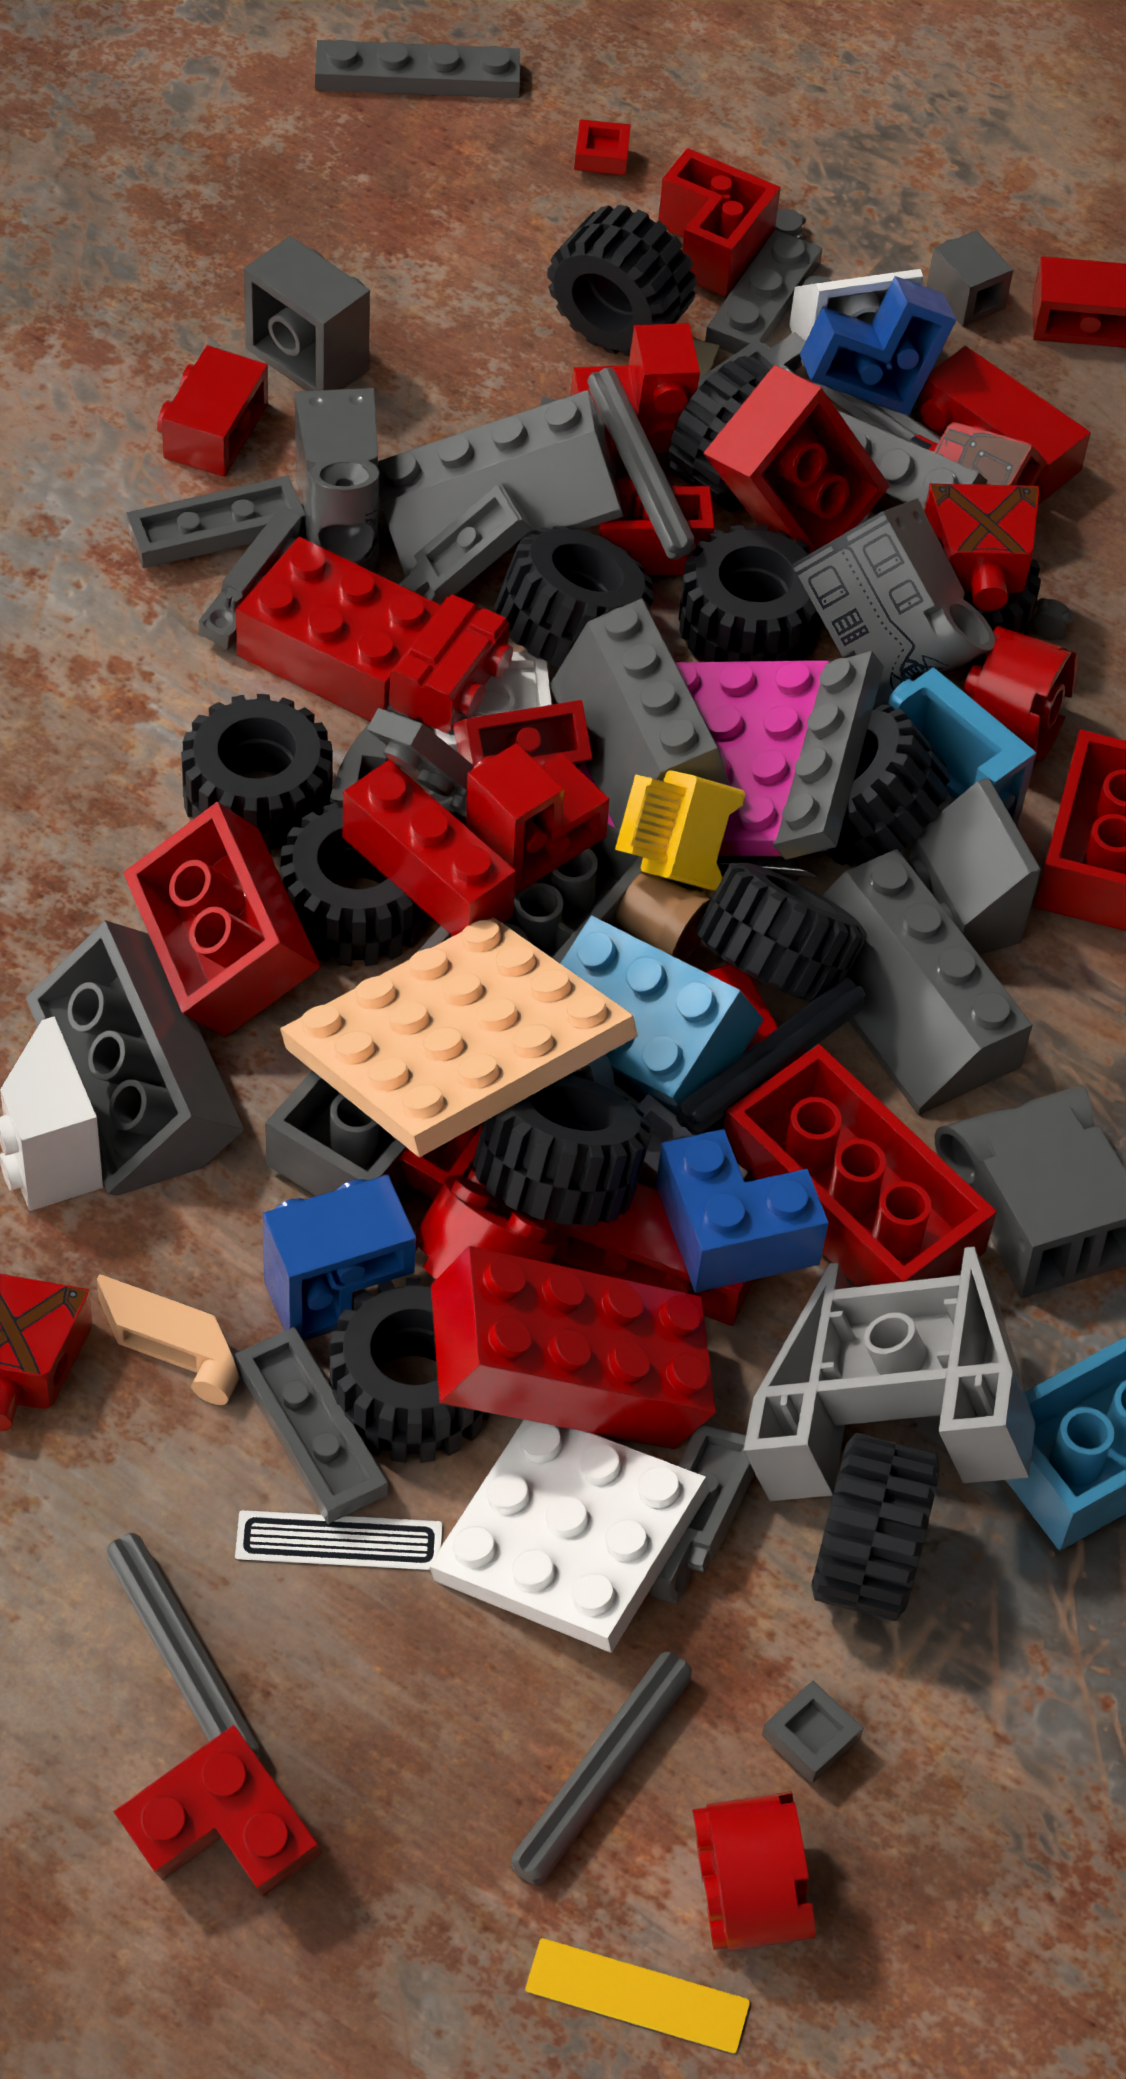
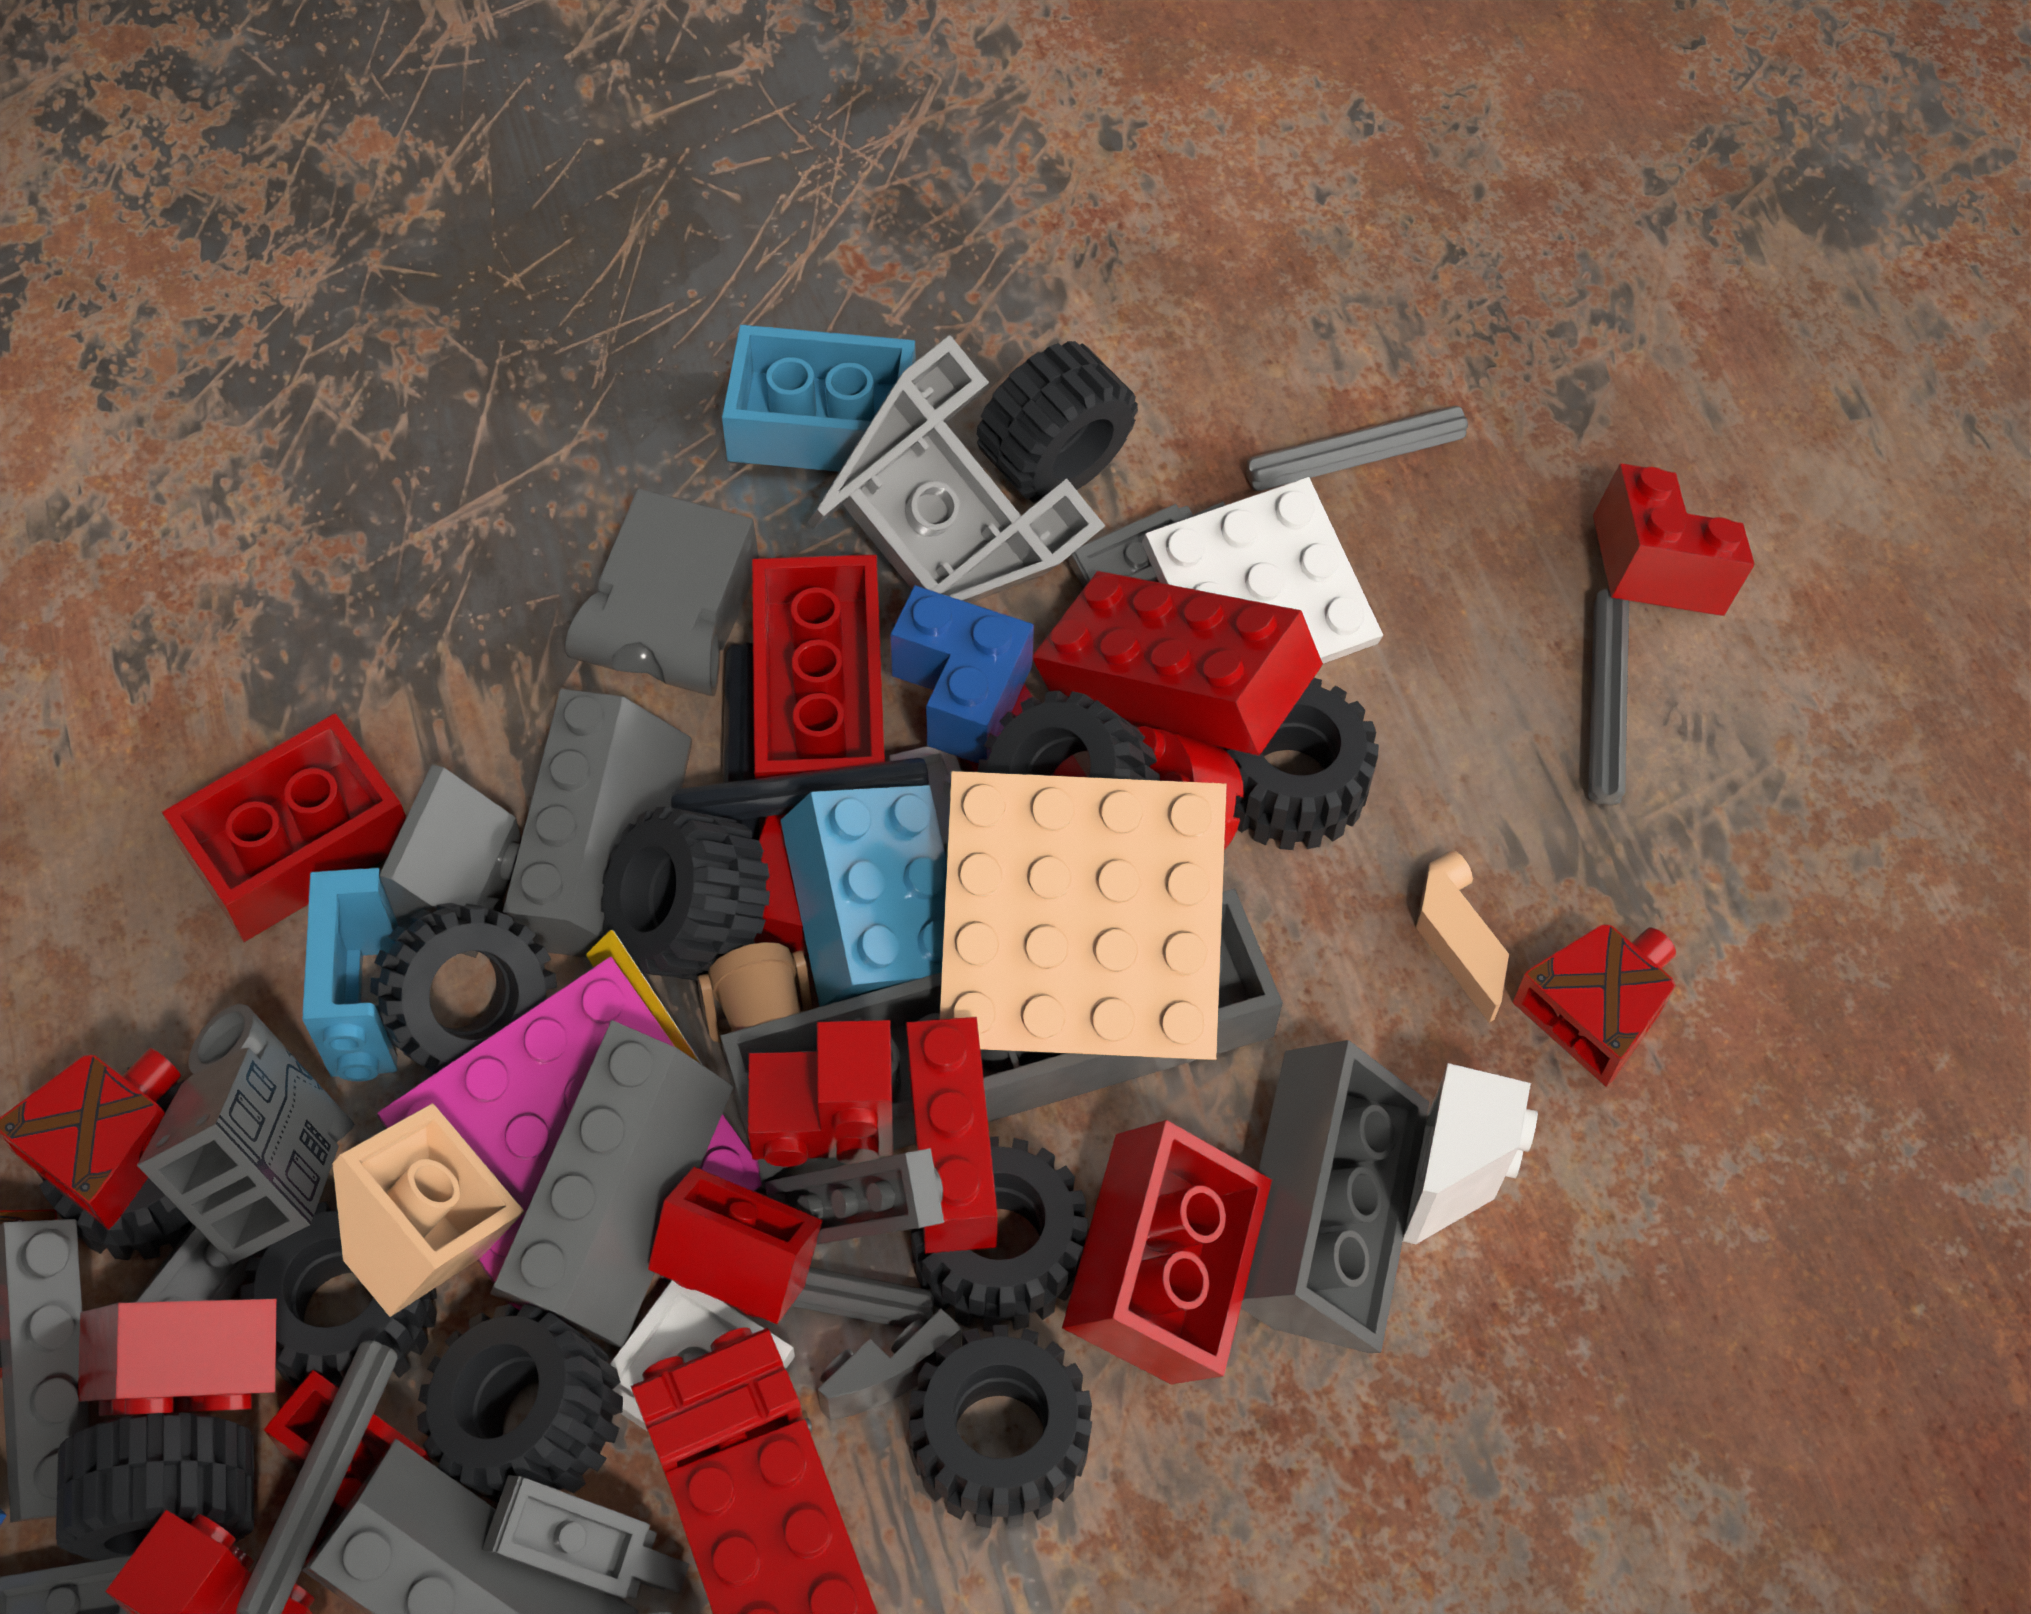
camera: 140 degrees left, 5 degrees up
(311, 1425) = (1400, 792): dark grey plate -> none
(332, 1247) = (1303, 857): blue brick -> none
(341, 1542) = (1430, 712): sticker -> none
(637, 1995) = (1436, 329): yellow sticker -> none
(678, 826) = (696, 1002): yellow piece -> none
(731, 601) = (416, 1208): none -> light nougat slope
(754, 1872) = (1321, 302): red brick -> none
(812, 1731) = (1197, 377): dark grey plate -> none
(829, 756) = (481, 1006): dark grey plate -> none
(1025, 686) = (206, 979): red brick -> none

